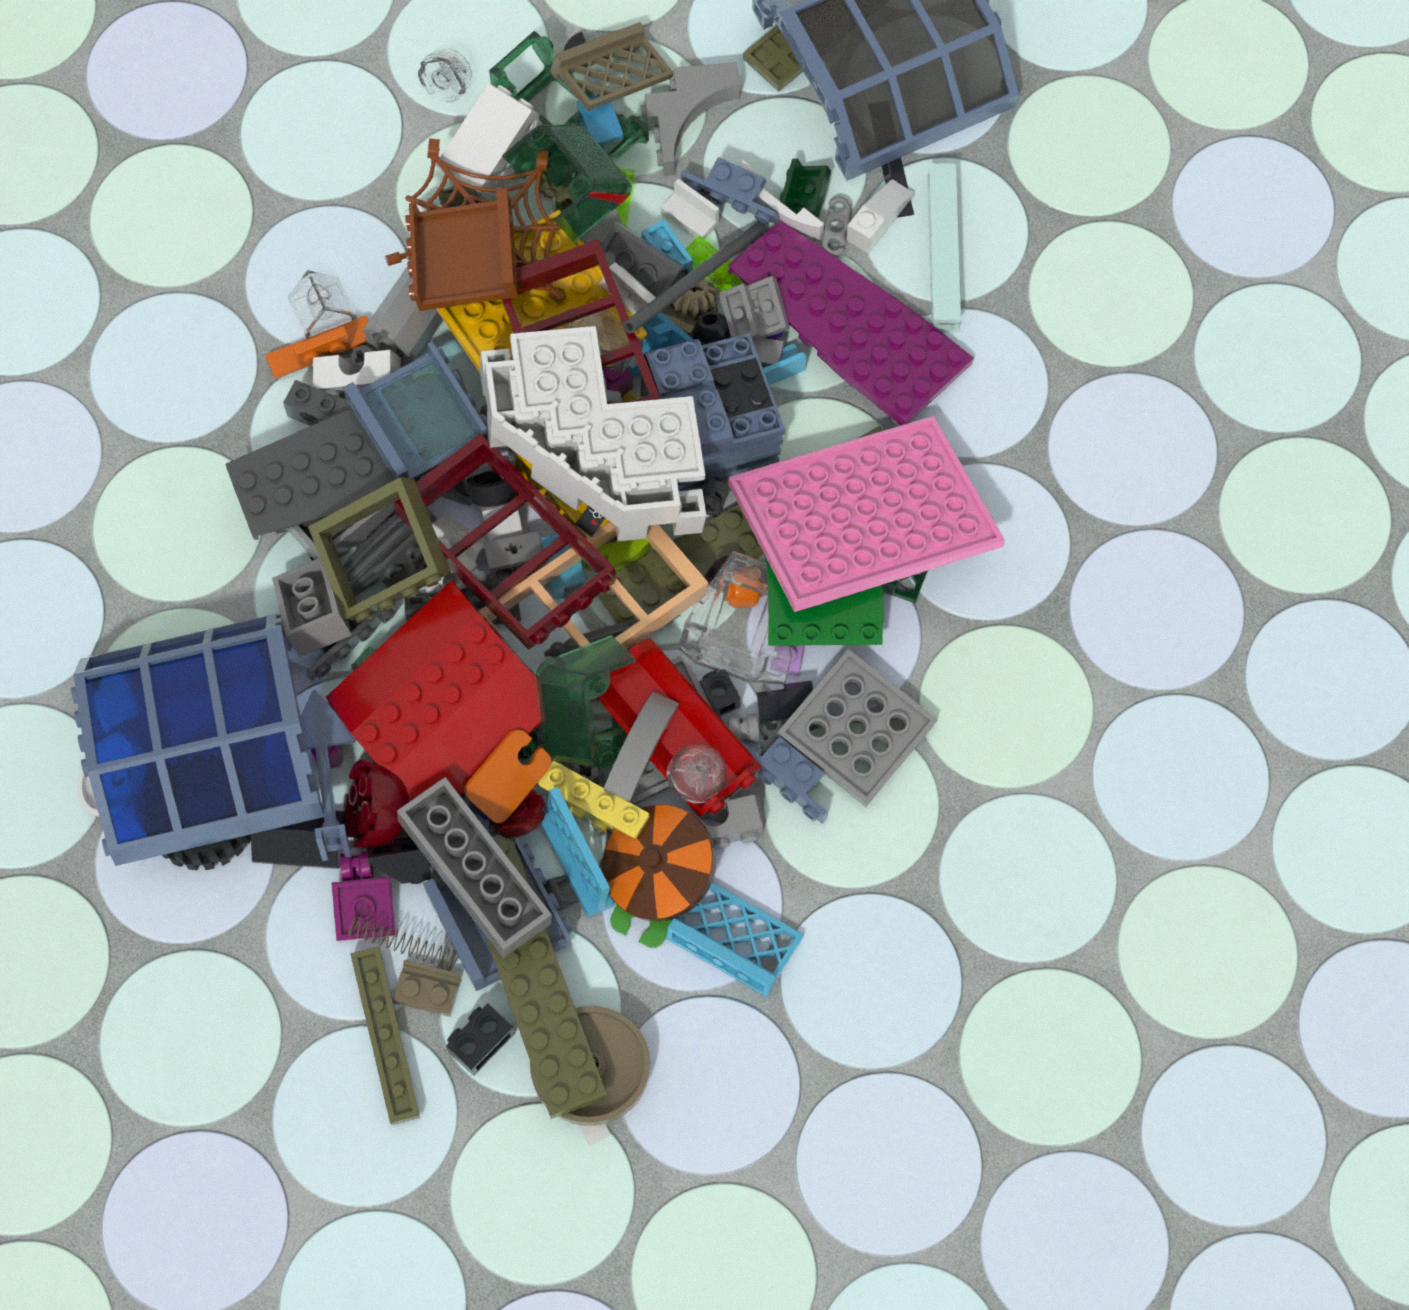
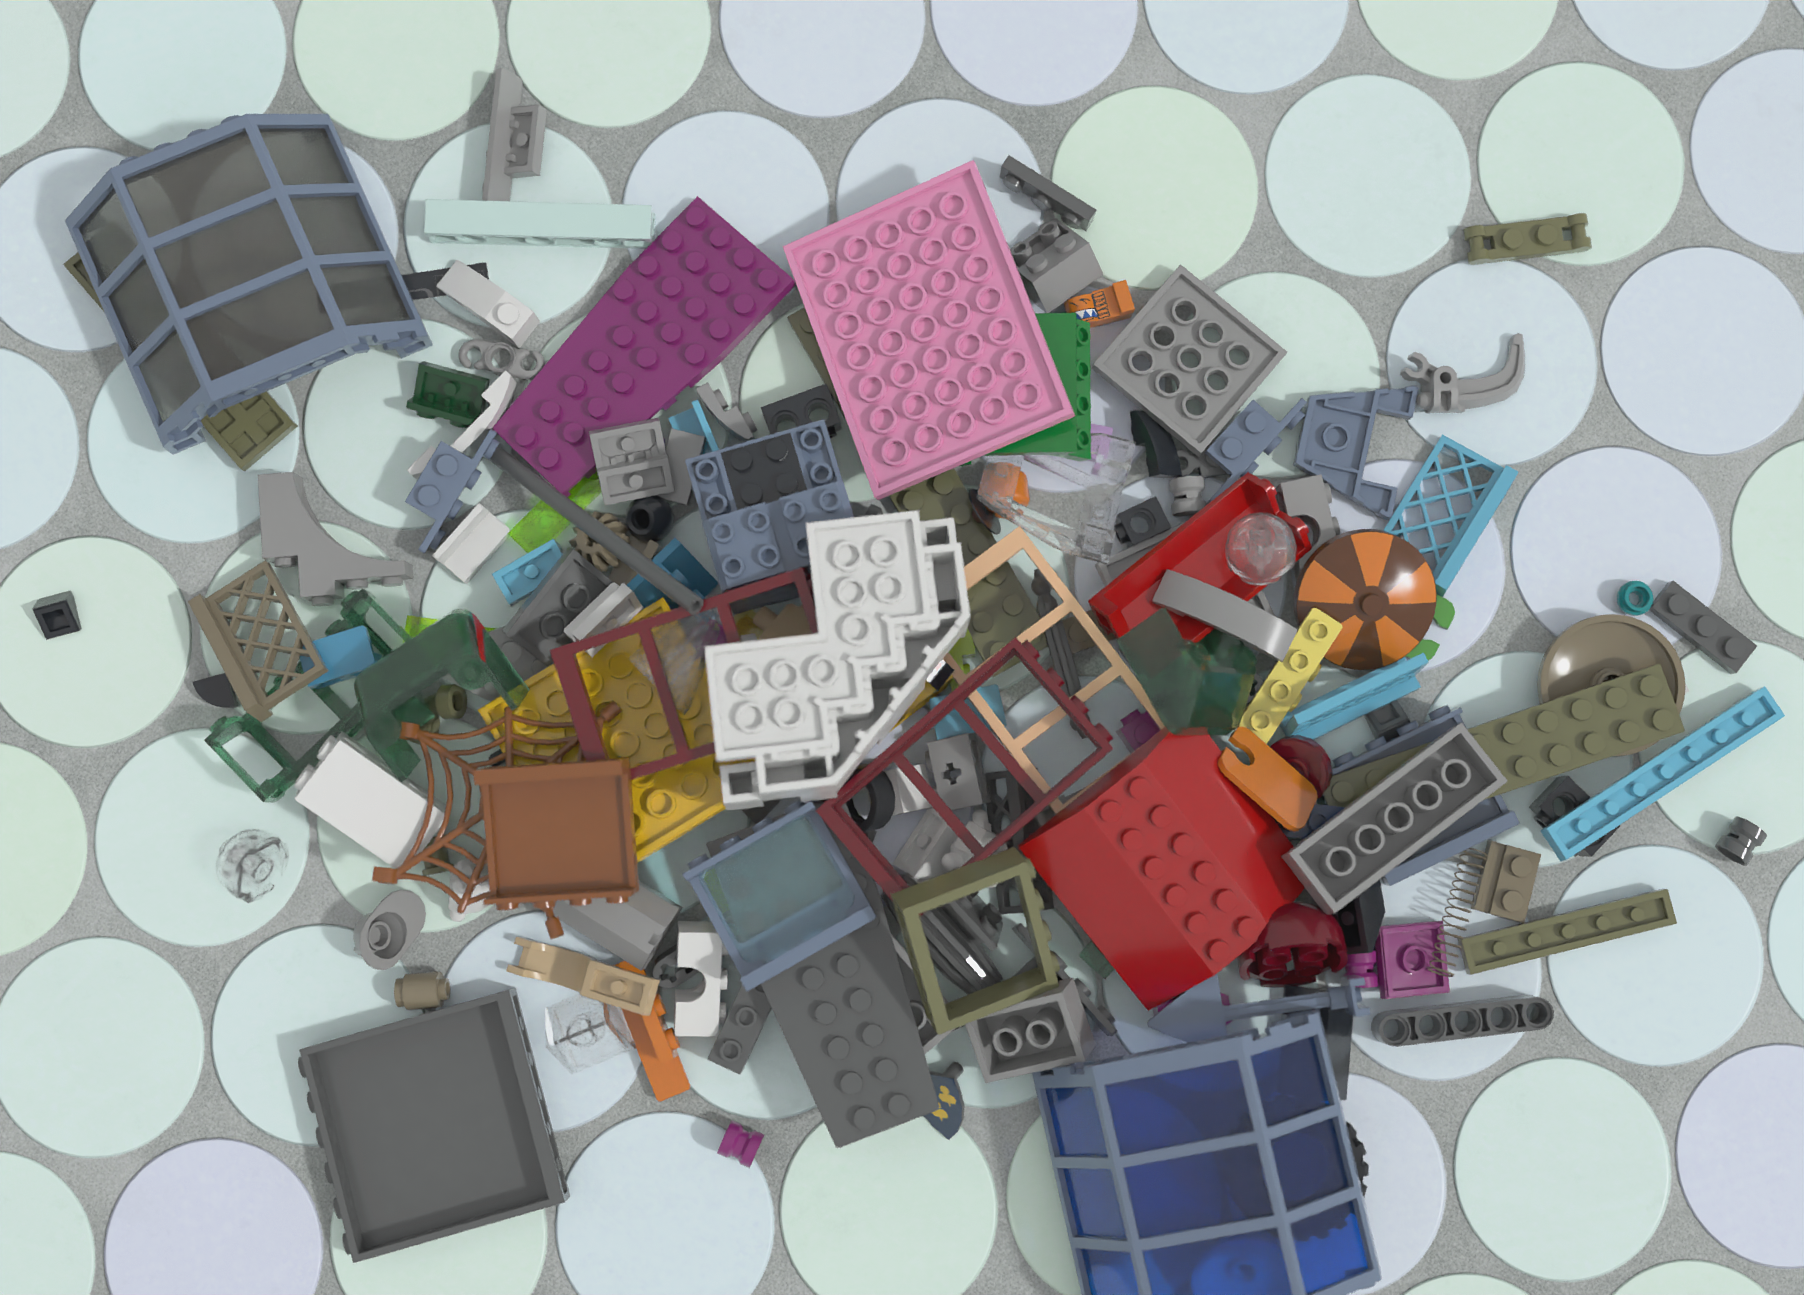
camera: 90 degrees left, 15 degrees up
(231, 412) = (740, 1143): none -> magenta wheel
(253, 205) = (433, 1125): none -> dark grey panel
(262, 552) = (951, 1105): none -> dark blue shield
(313, 961) = (1478, 1024): none -> dark grey beam
(351, 191) = (421, 990): none -> dark tan brick
(356, 304) = (586, 976): none -> tan piece
(396, 167) = (389, 929): none -> light grey piece
(460, 1180) = (1741, 841): none -> dark grey wheel
(516, 1105) = (1662, 774): none -> medium azure plate
(643, 1153) = (1702, 627): none -> dark grey plate
(672, 1087) = (1642, 591): none -> teal plate
(792, 388) = (733, 421): none -> light grey slope
(796, 848) = (1337, 441): none -> sand blue wing
(801, 436) = (799, 407): none -> black brick
(836, 939) = (1447, 394): none -> light grey piece
(899, 659) = (1103, 305): none -> orange leg
(931, 620) = (1055, 264): none -> light grey slope
(977, 1006) = (1527, 239): none -> olive plate
(990, 615) = (1046, 194): none -> dark grey plate
(1010, 223) = (514, 138): none -> light grey bracket

